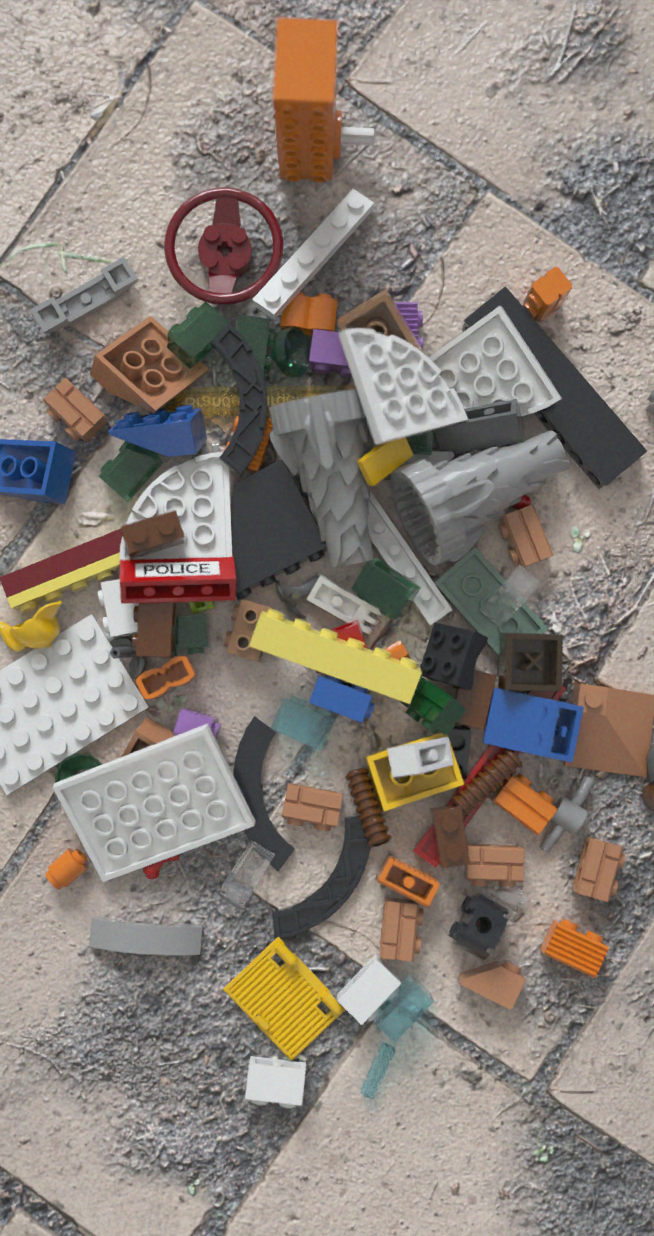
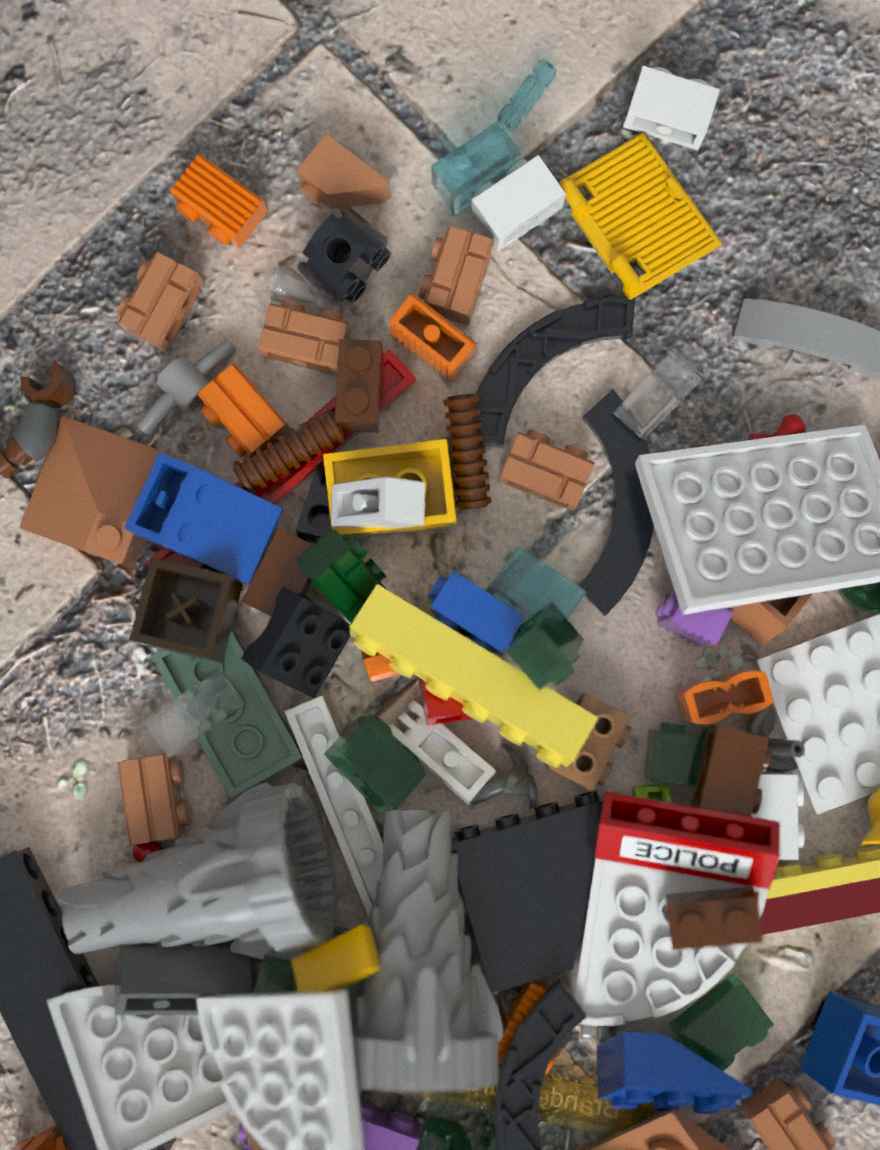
camera: 165 degrees left, 0 degrees up
(291, 685) = (546, 647): none -> clear green brick

